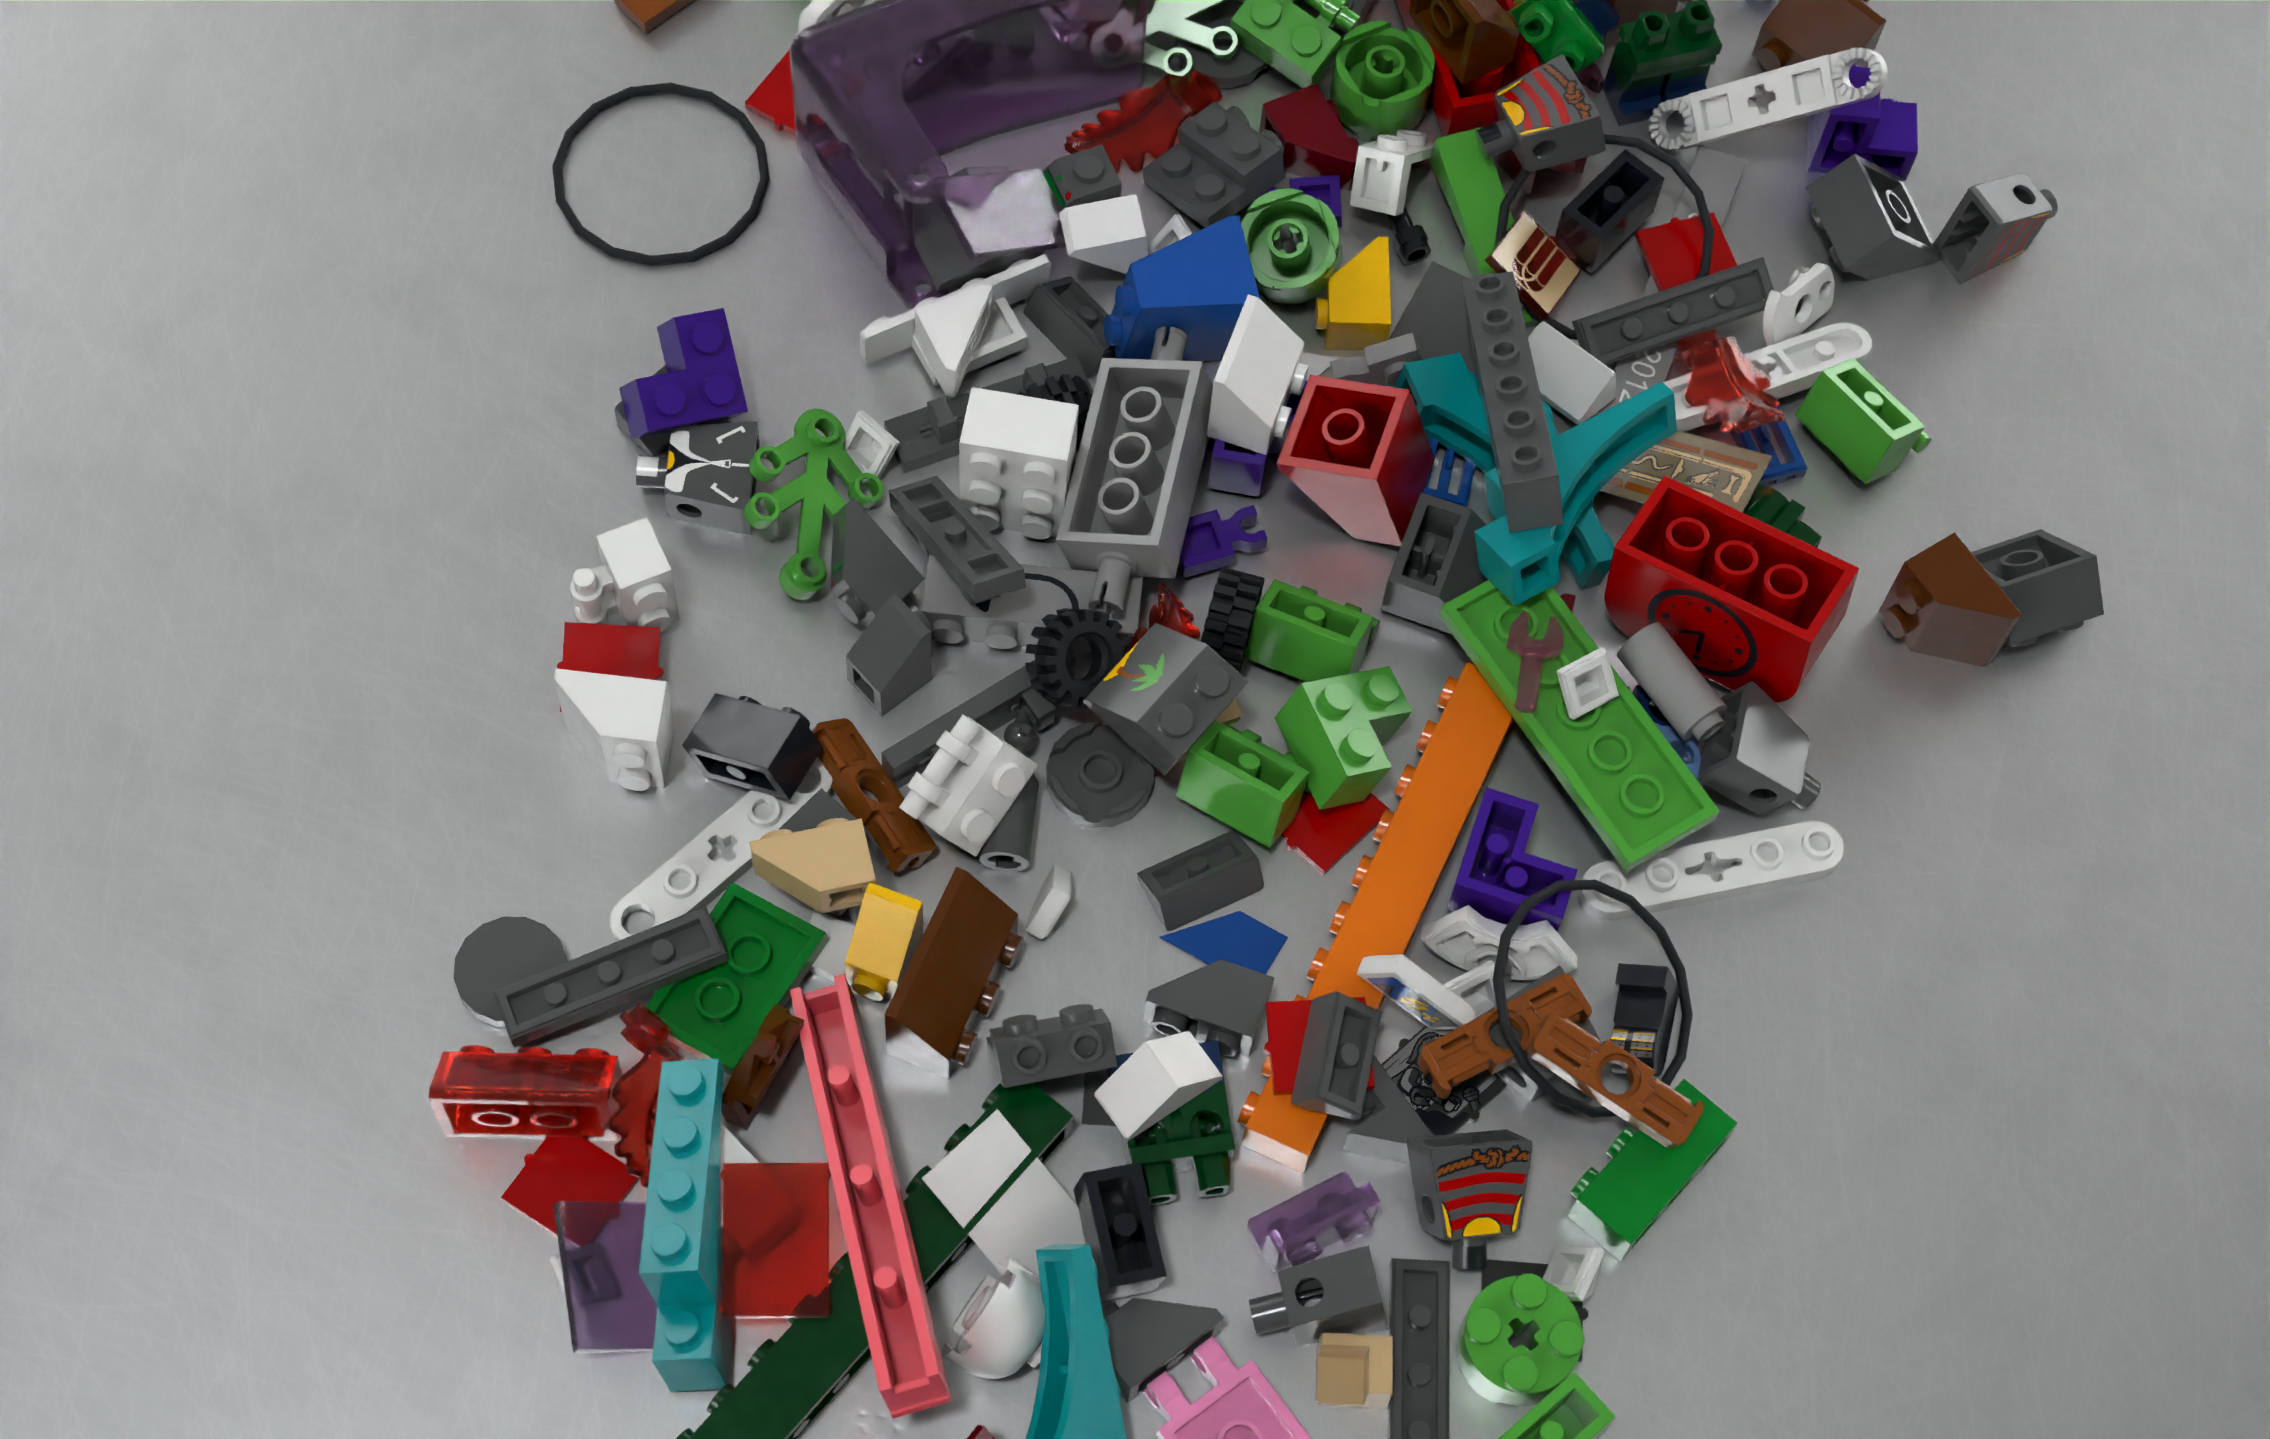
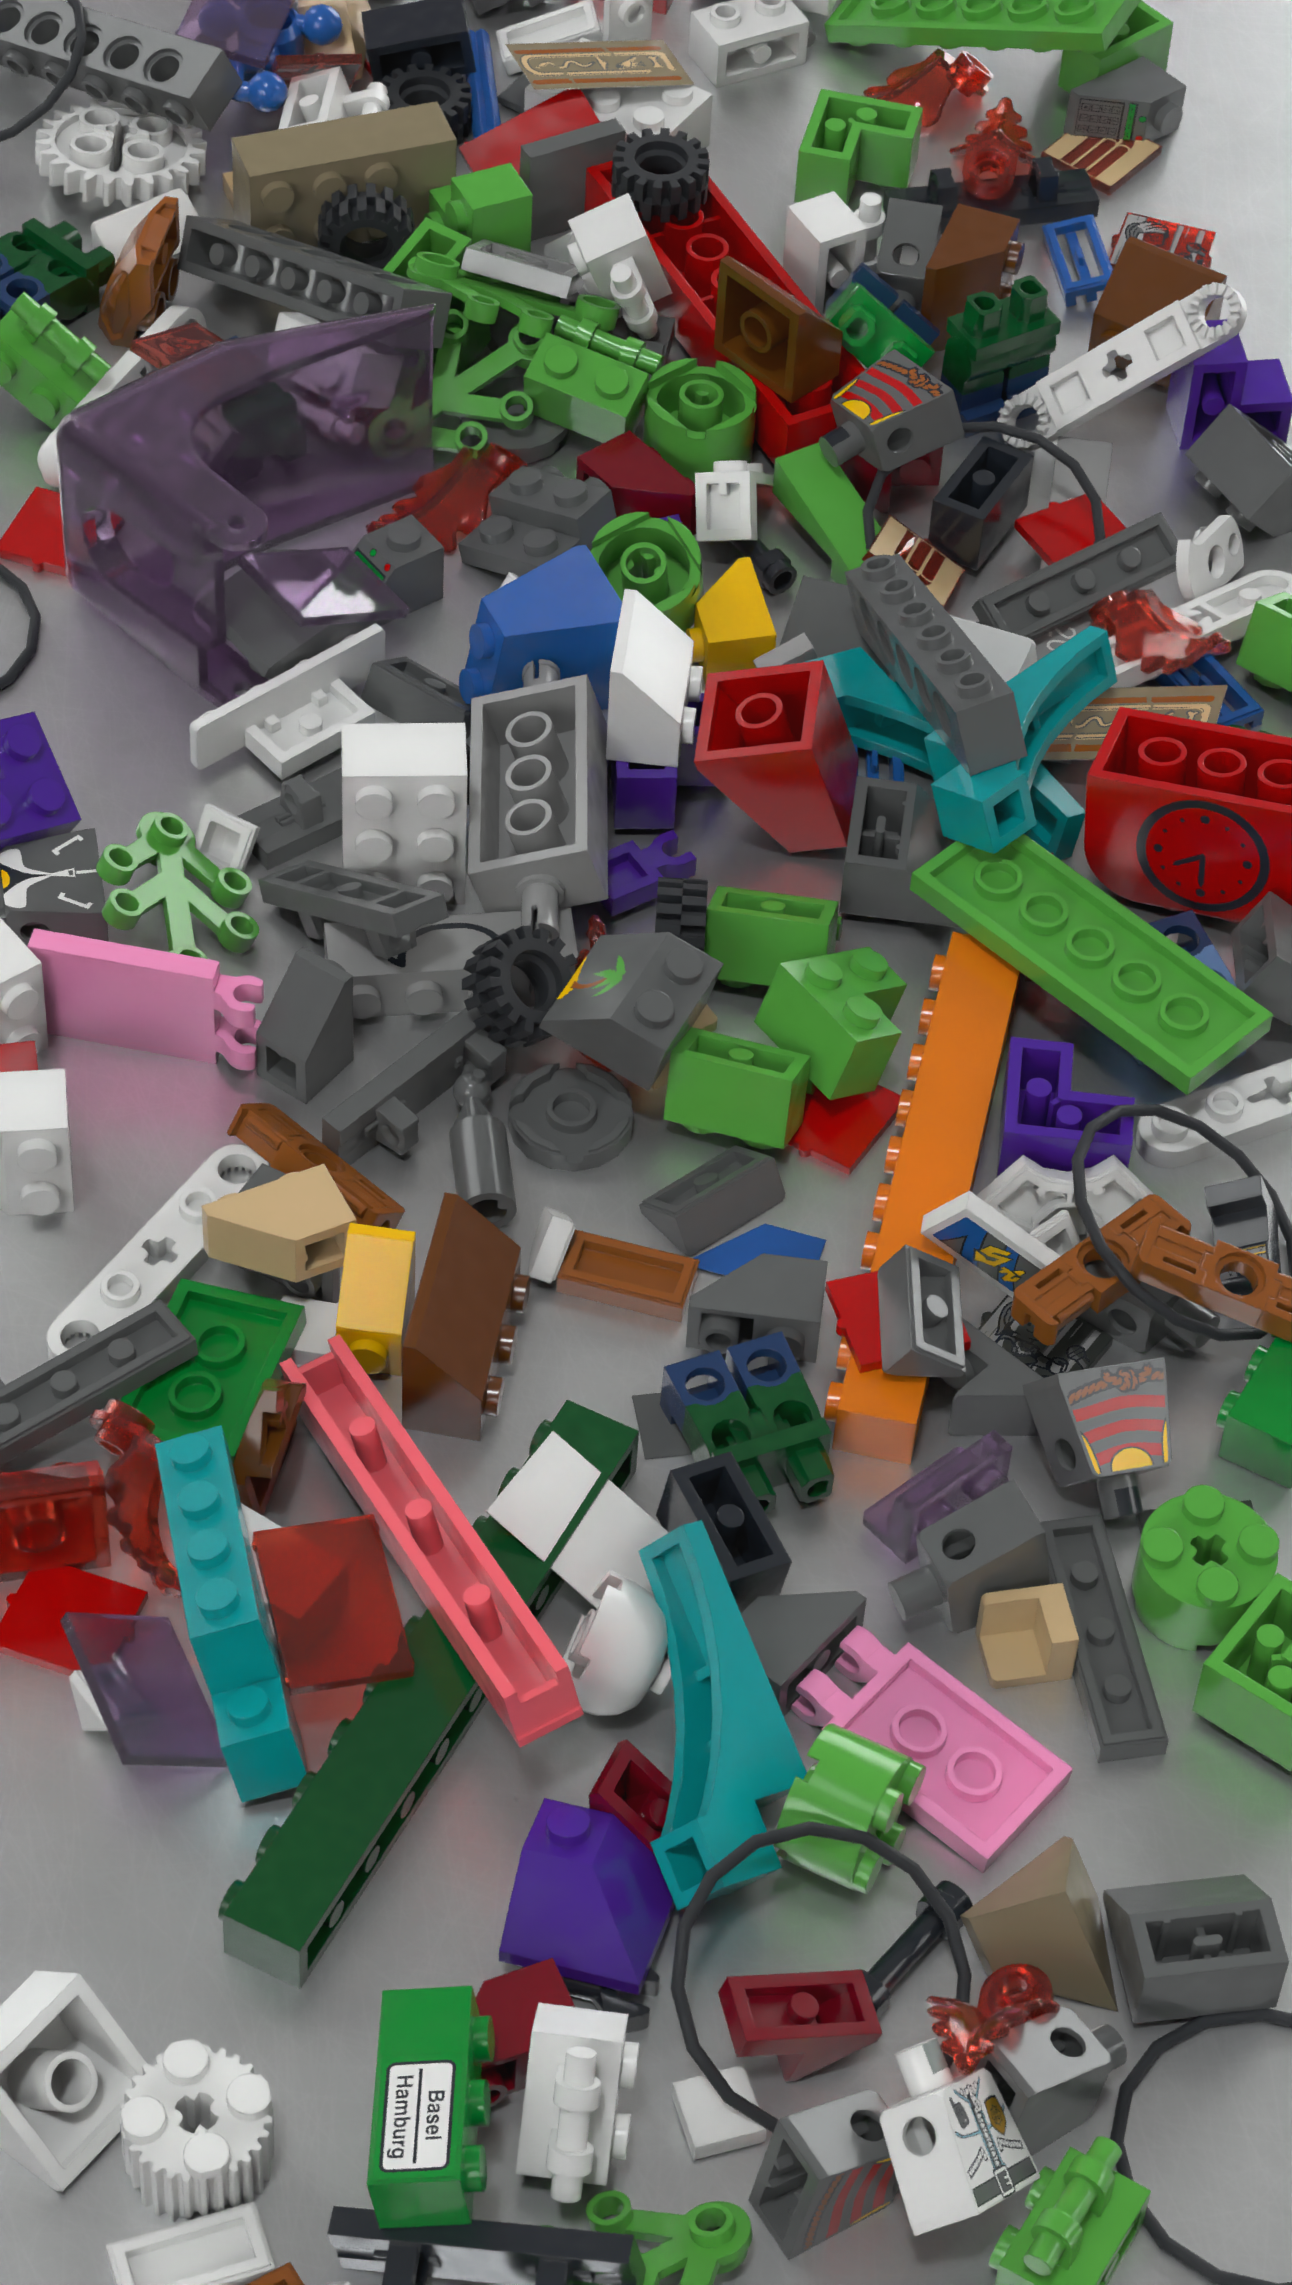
camera: 10 degrees left, 15 degrees down
(753, 745) = (171, 1137): brick -> none
(759, 604) = (147, 999): none -> bright pink tile
(866, 565) = (252, 936): dark grey slope -> none
(951, 331) = (290, 711): white slope -> none
(968, 785) = (429, 1127): white brick -> none
(1051, 1047) = (582, 1364): dark grey plate -> none
(1106, 232) = (439, 594): white slope -> none
(1109, 943) = (627, 1276): none -> dark orange tile
(1156, 1082) = (723, 1377): white slope -> none
(1532, 655) = (1026, 898): bar -> none
(1575, 1270) = (1251, 1486): white slope -> none
(1587, 683) = (1095, 910): white slope -> none
(1673, 683) = (1185, 906): light grey brick -> none

